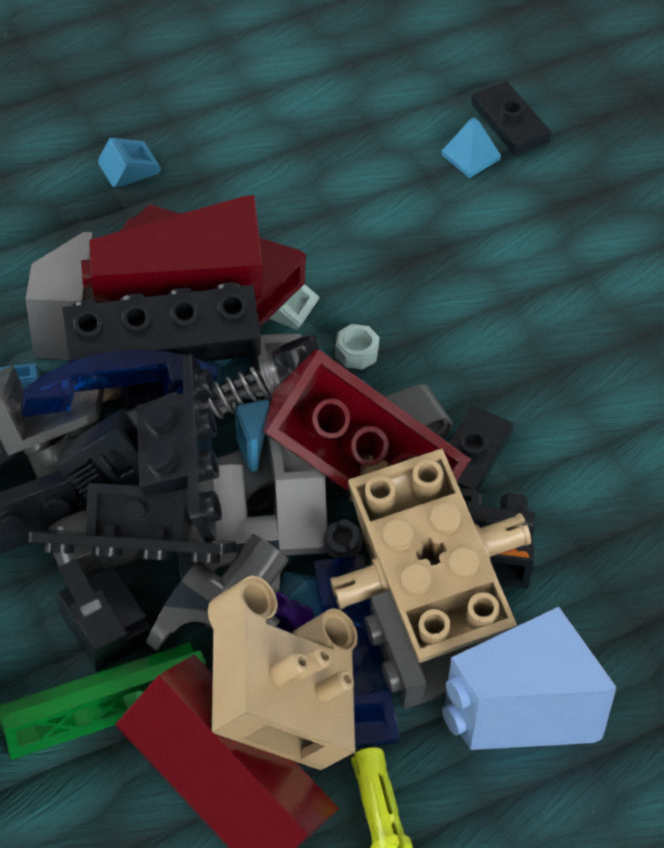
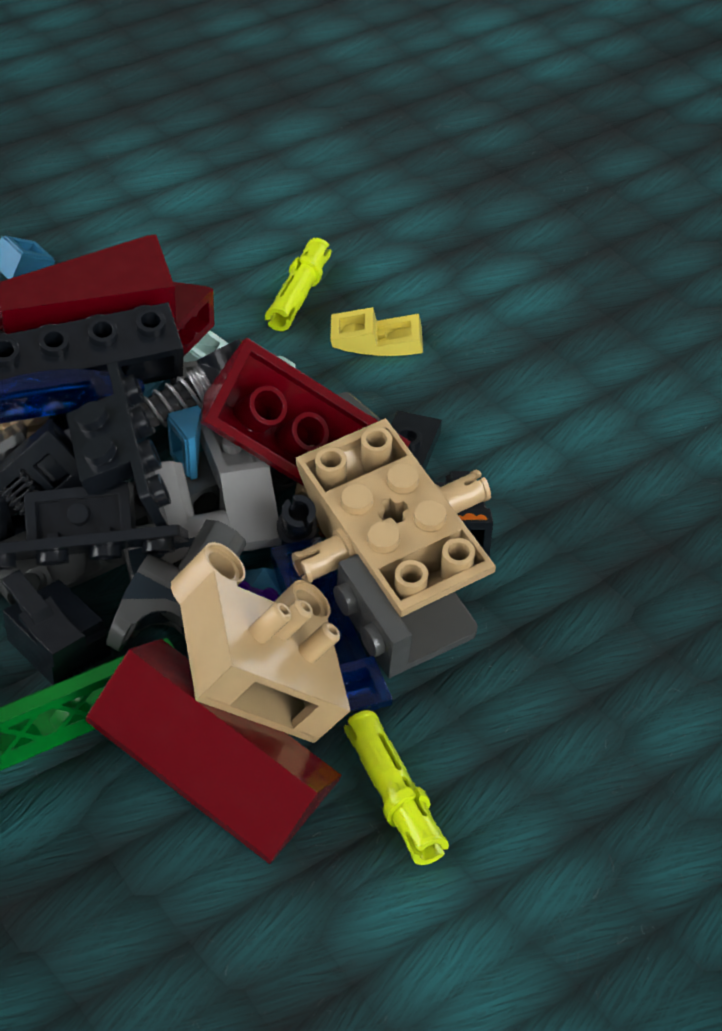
camera: 10 degrees left, 10 degrees down
(410, 220) = (303, 274): none -> neon yellow pin
(460, 304) = (362, 334): none -> light yellow slope
(471, 149) = (349, 218): dark azure slope -> none
(510, 118) = (380, 193): black plate -> none
(529, 688) = (518, 631): light blue slope -> none

